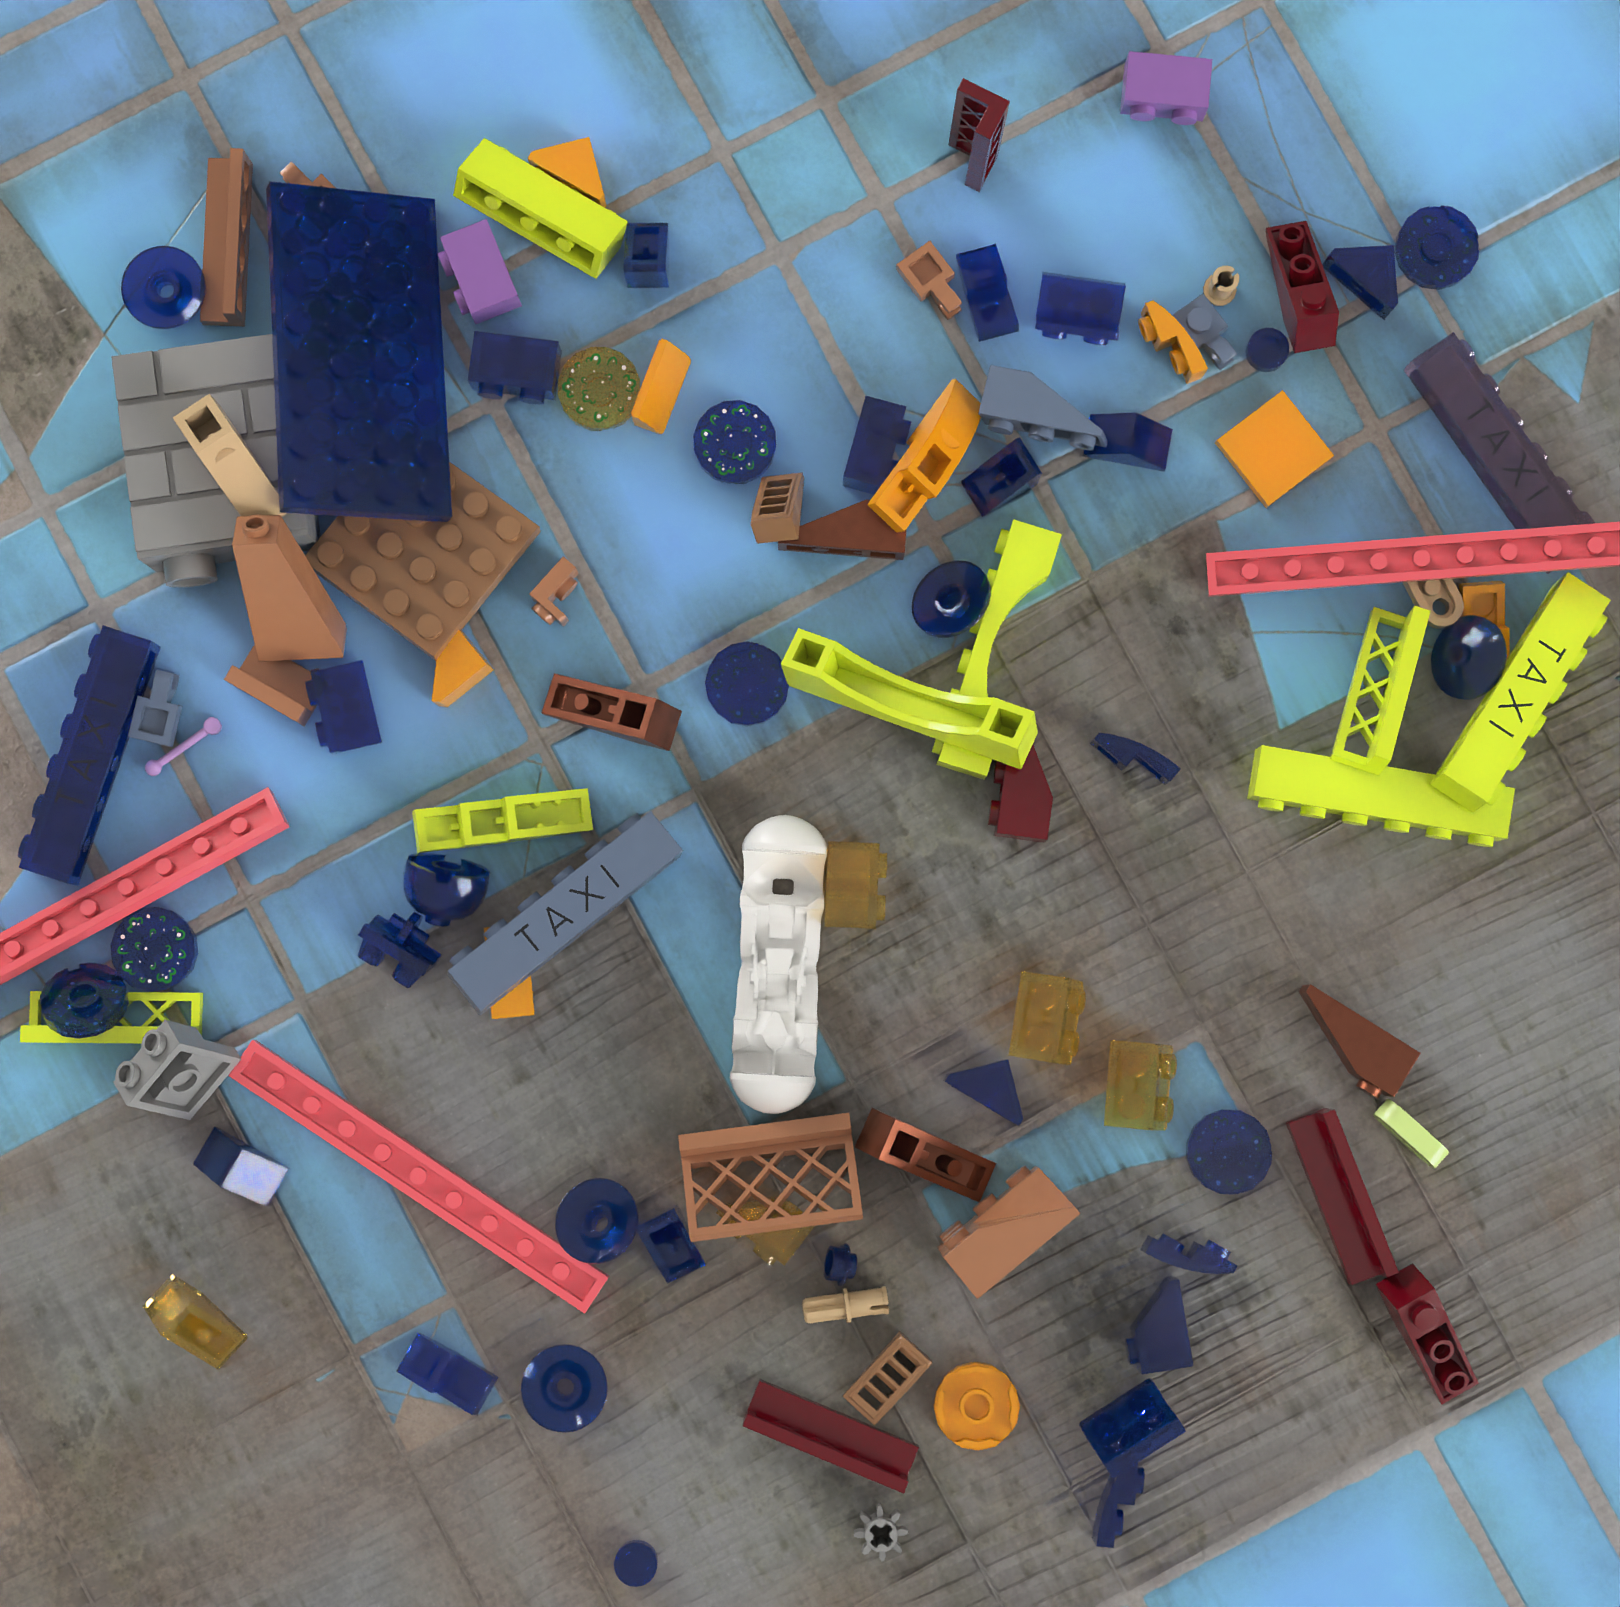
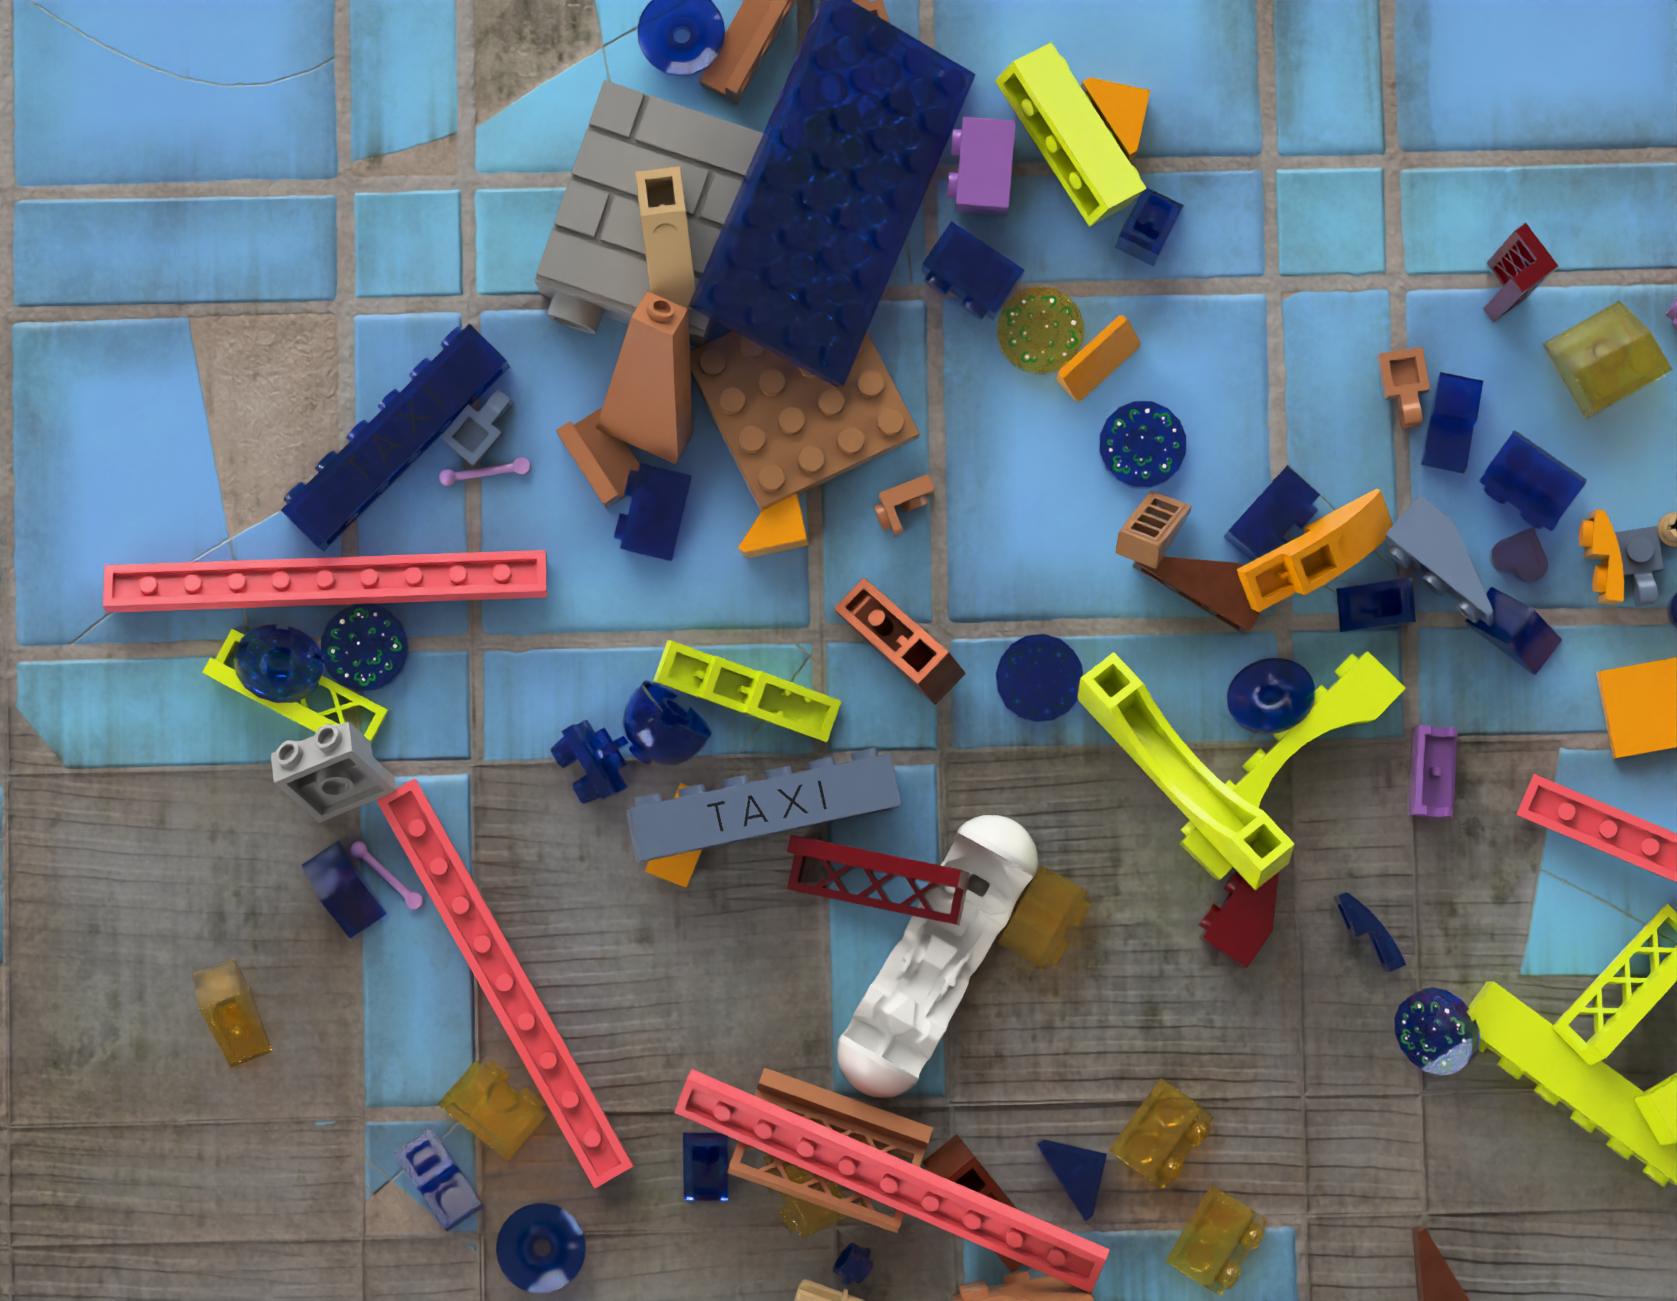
camera: 30 degrees right, 0 degrees up
(304, 1145) = (412, 899): none -> lavender hinge
(463, 1289) = (494, 1108): none -> clear yellow slope
(580, 1213) = (633, 1095): clear blue dish -> none
(689, 909) = (878, 862): none -> dark red fence
(835, 1177) = (891, 1181): none -> coral plate
(1091, 173) = (1607, 358): none -> clear yellow slope
(1101, 376) = (1520, 555): none -> clear purple tile
(1120, 595) = (1432, 771): none -> medium lavender hinge
(1235, 812) = (1436, 1031): none -> clear blue tile

